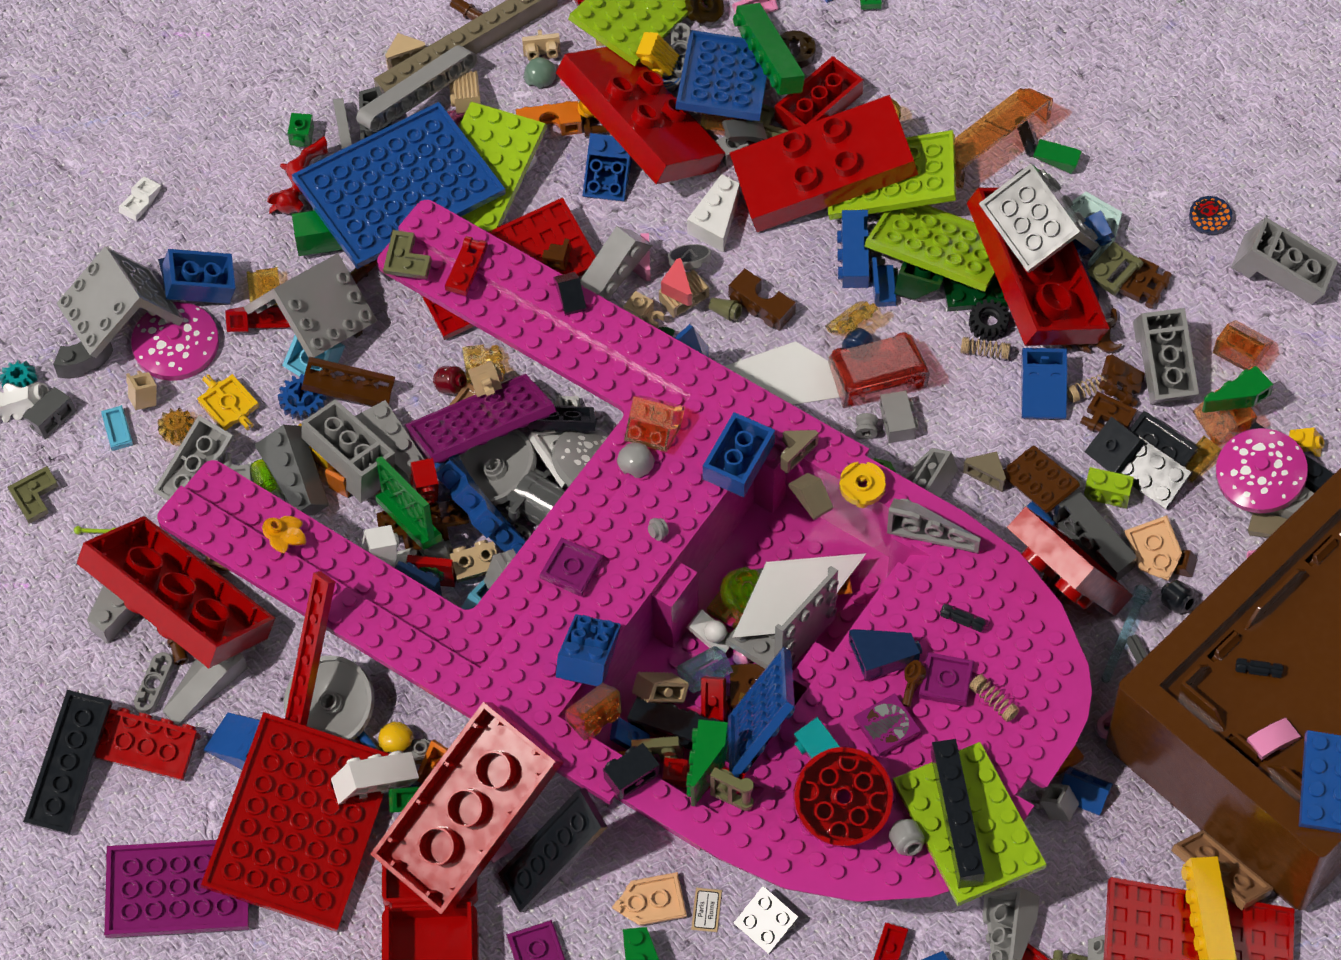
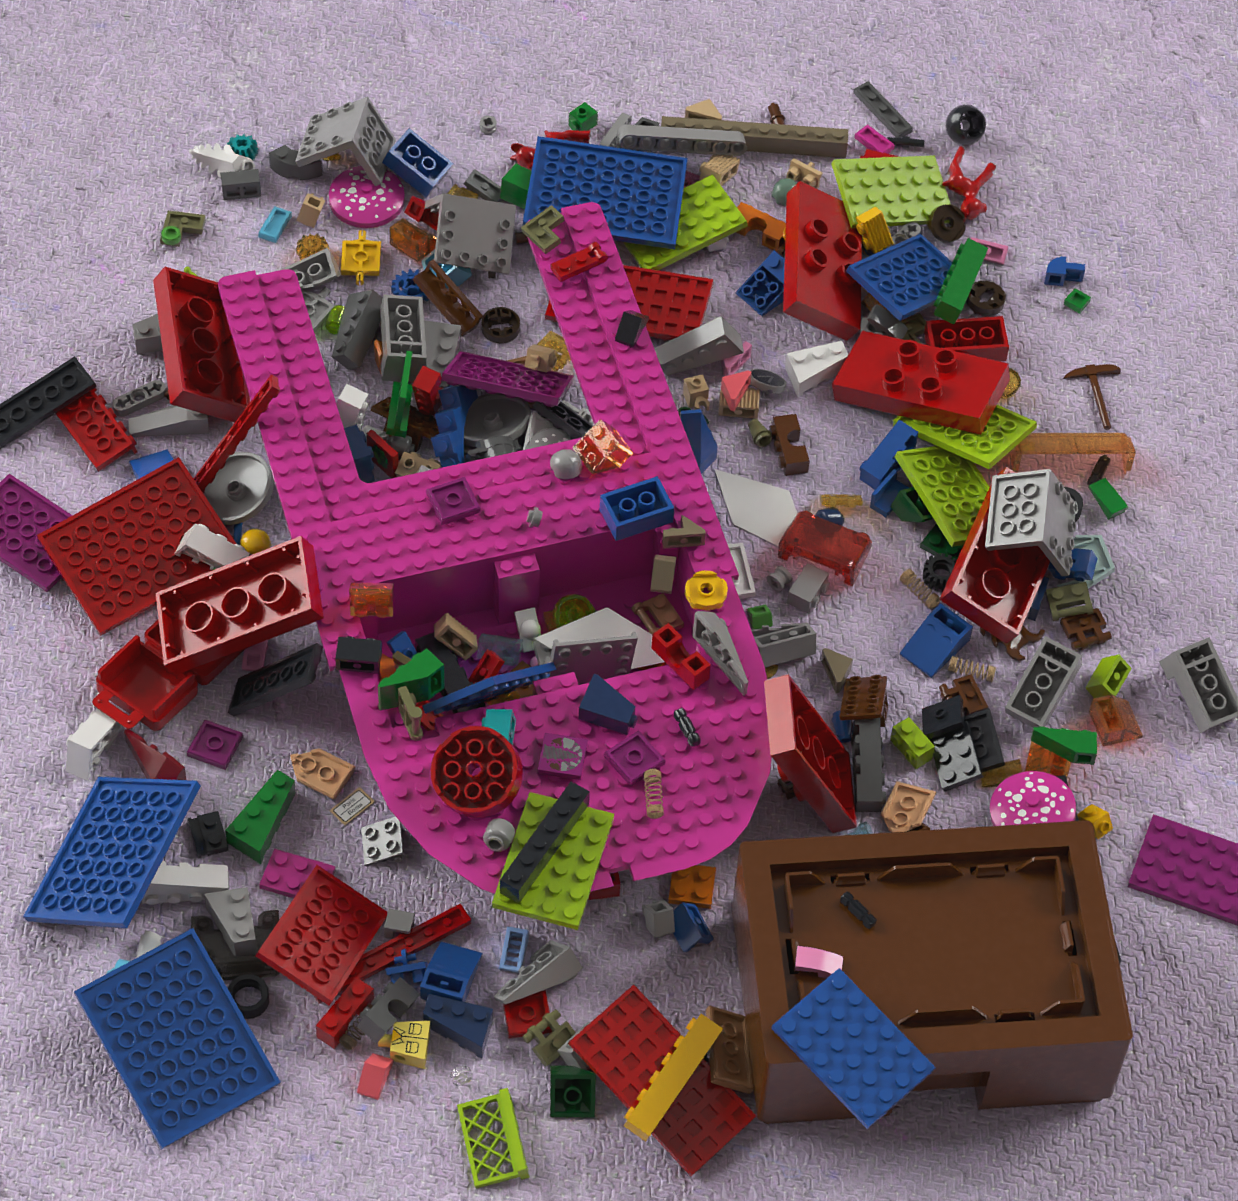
camera: 35 degrees right, 5 degrees down
(35, 508) = (171, 235): none -> bright green tile
(141, 197) = (436, 91): white slope -> none
(219, 201) = (488, 120): none -> light grey bush
(261, 351) = (412, 239): none -> clear orange slope
(276, 256) = (483, 186): none -> dark grey hinge
(284, 533) = (289, 345): light orange plate -> none
(403, 365) = (498, 316): none -> dark brown piece
(449, 379) = (518, 344): dark red head -> none
(557, 255) = (669, 315): reddish brown panel -> none
(587, 650) = (408, 559): blue slope -> none
(804, 531) = (660, 610): none -> medium nougat plate
(887, 559) = (669, 646): none -> red arch
(914, 675) = (614, 737): reddish brown plate -> none
(938, 53) = (1091, 372): none -> reddish brown piece
(948, 914) = (519, 933): none -> light blue slope
(1122, 374) = (1000, 675): reddish brown plate -> none
(1205, 311) = (1108, 676): none -> lime brick
(1210, 215) = (1184, 619): tile -> none

